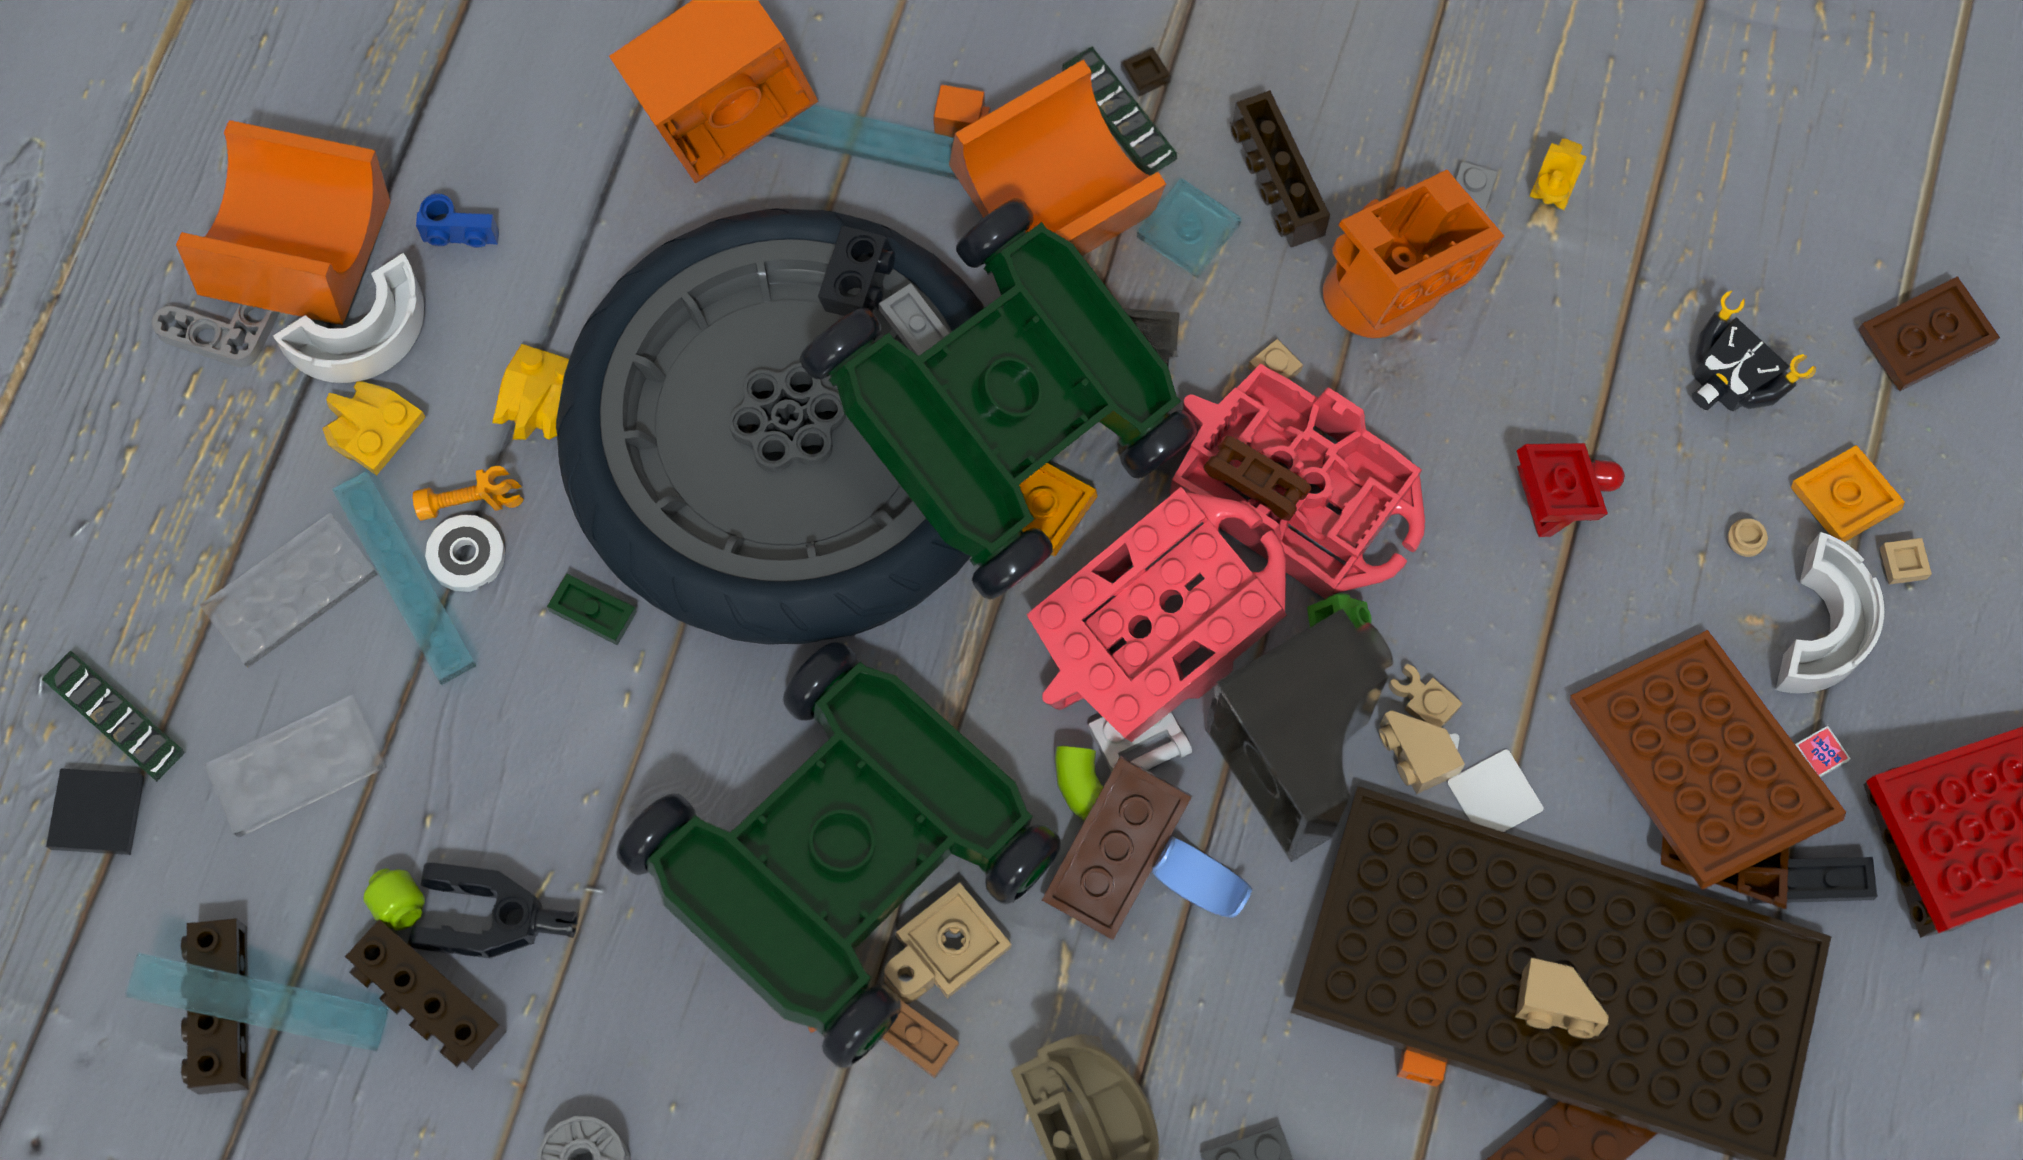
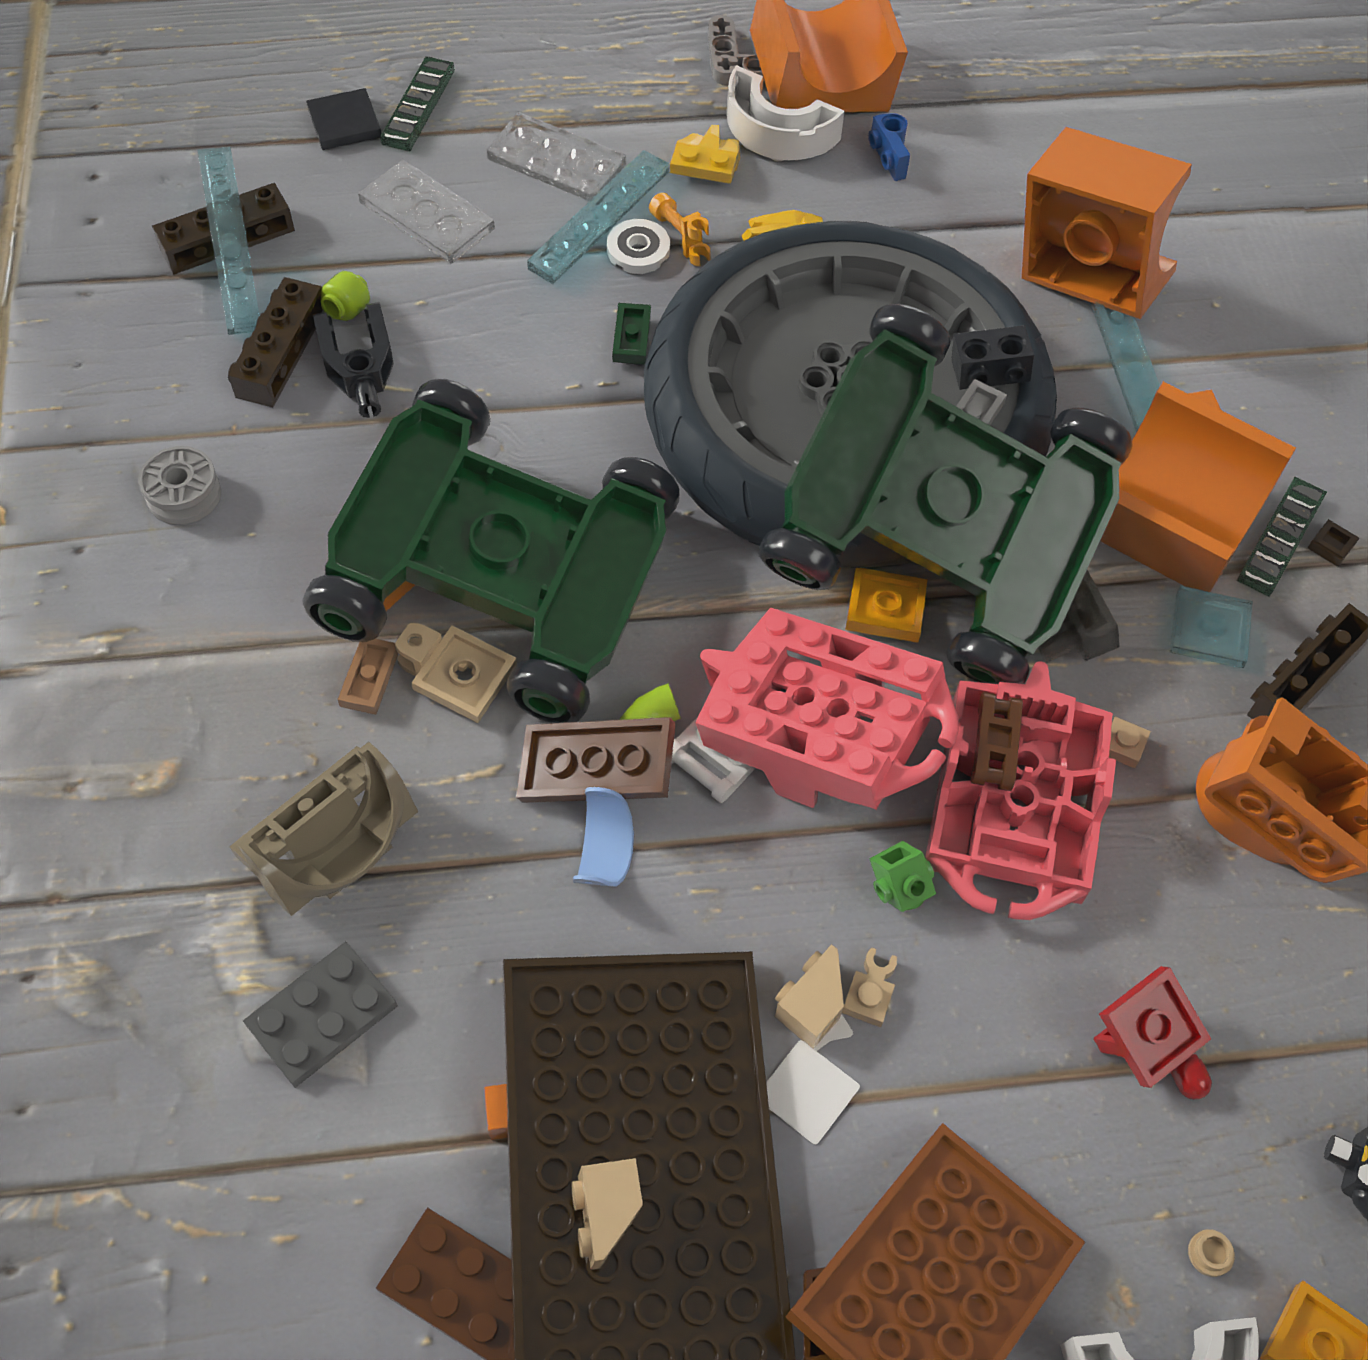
camera: 65 degrees right, 10 degrees down
(1287, 725) = (774, 856): clear smoke brick -> none

